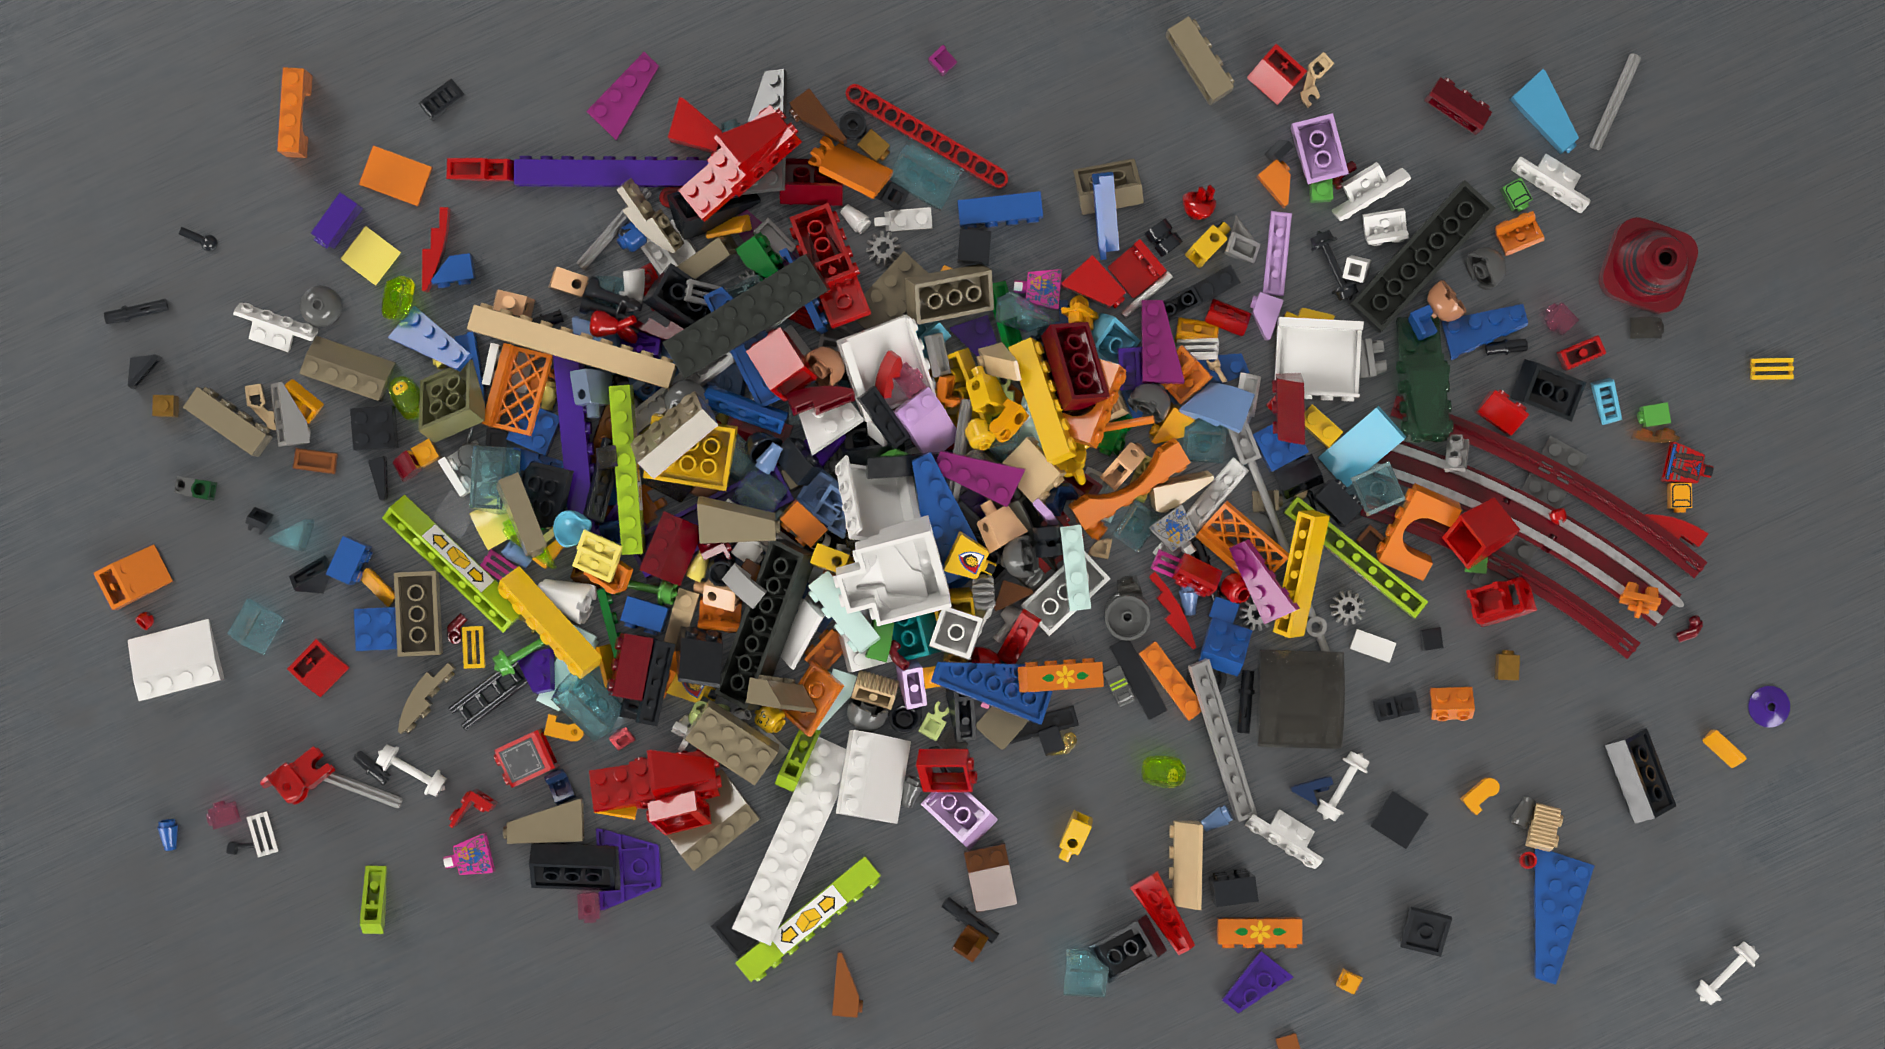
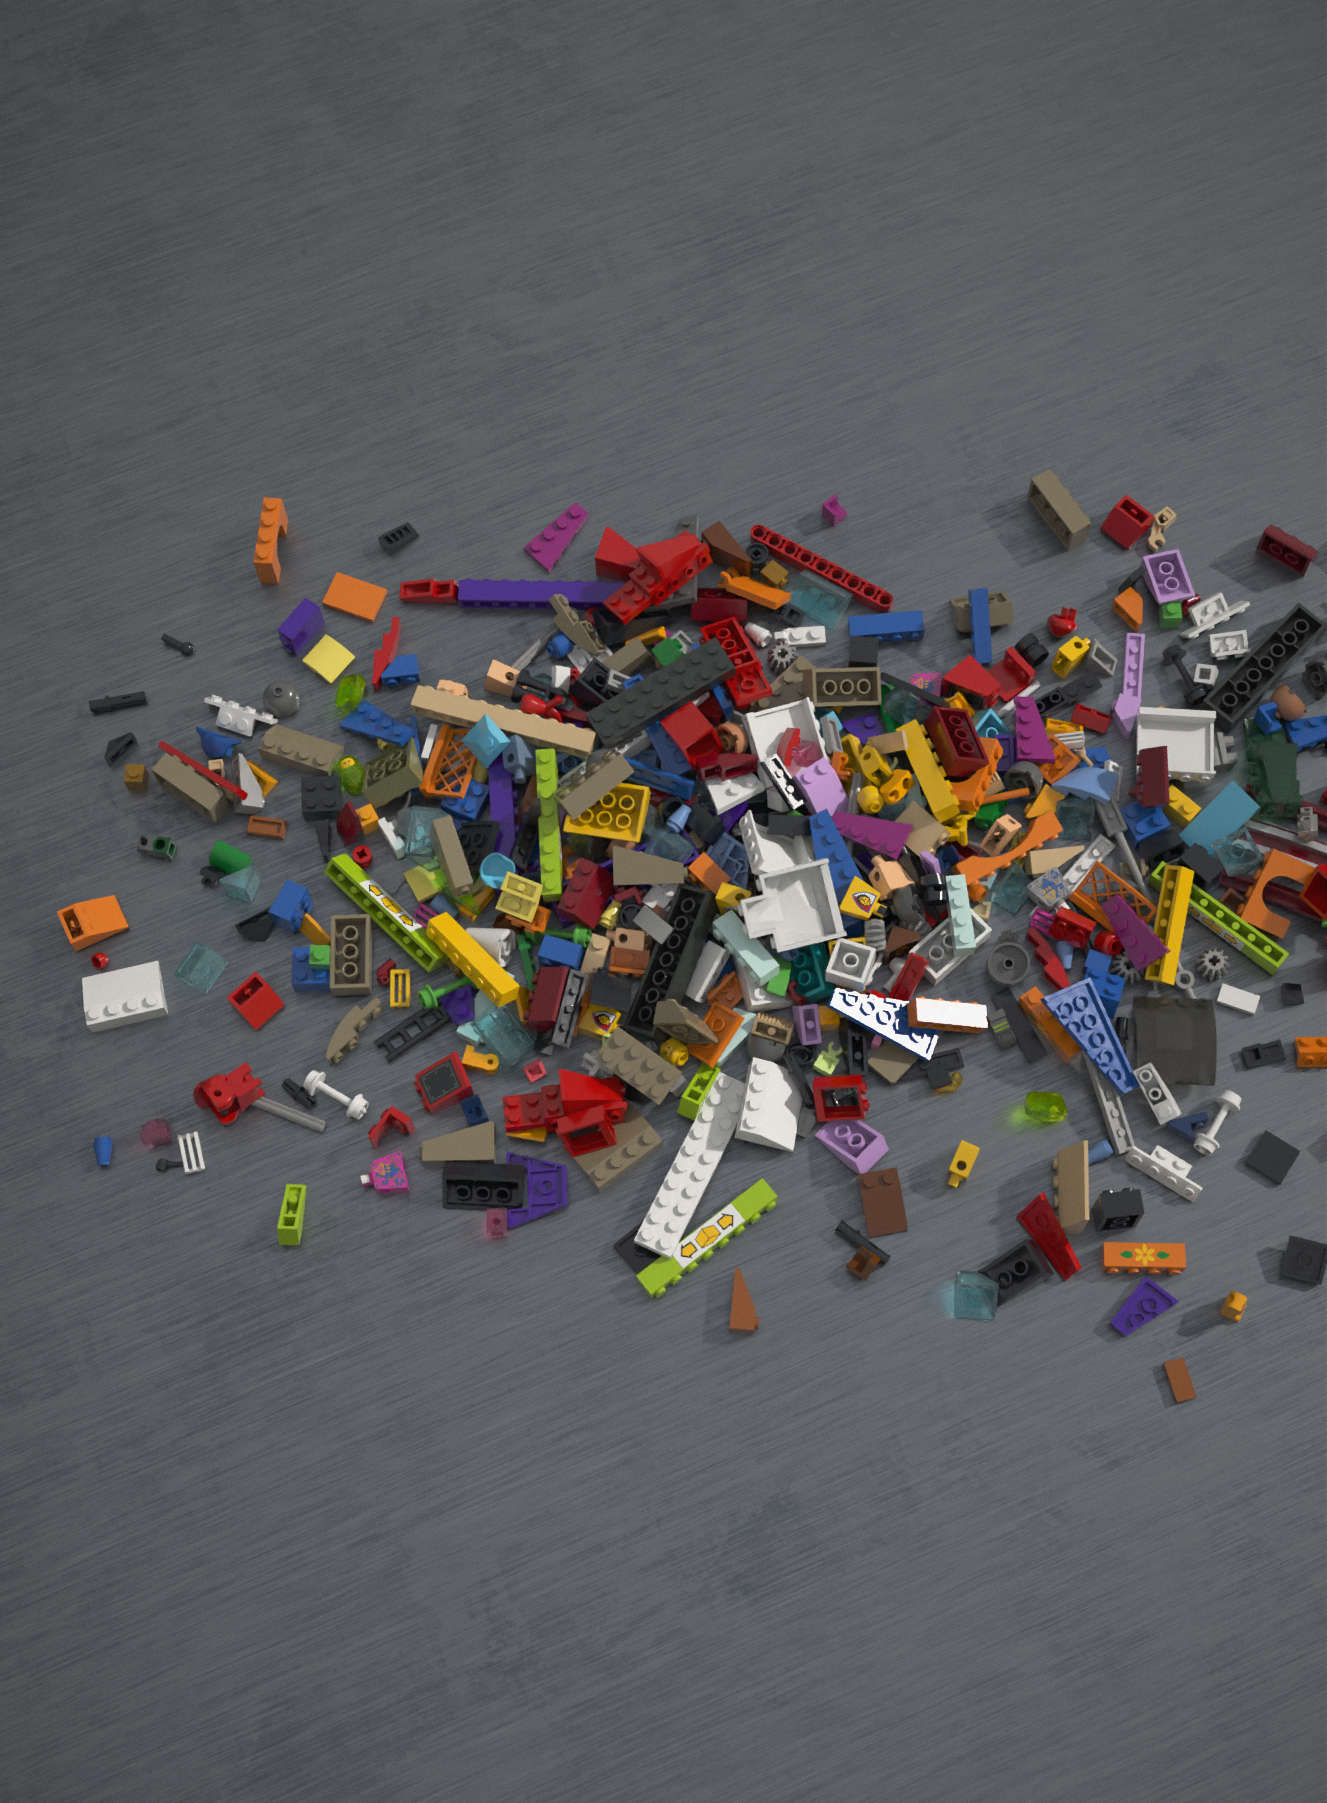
camera: 10 degrees right, 20 degrees down
(239, 402) = (203, 770): none -> red tile
(252, 362) = (216, 744): none -> blue hat
(278, 502) = (228, 858): none -> green brick
(384, 626) = (319, 957): none -> bright green brick
(427, 496) = (366, 859): none -> red wheel
(553, 372) = (486, 740): none -> medium azure slope
(900, 741) = (799, 1078): none -> black pin
(1030, 298) = (920, 693): none -> black tile
(1208, 691) = (1086, 1021): none -> wing
(1281, 761) = (1157, 1093): none -> white slope

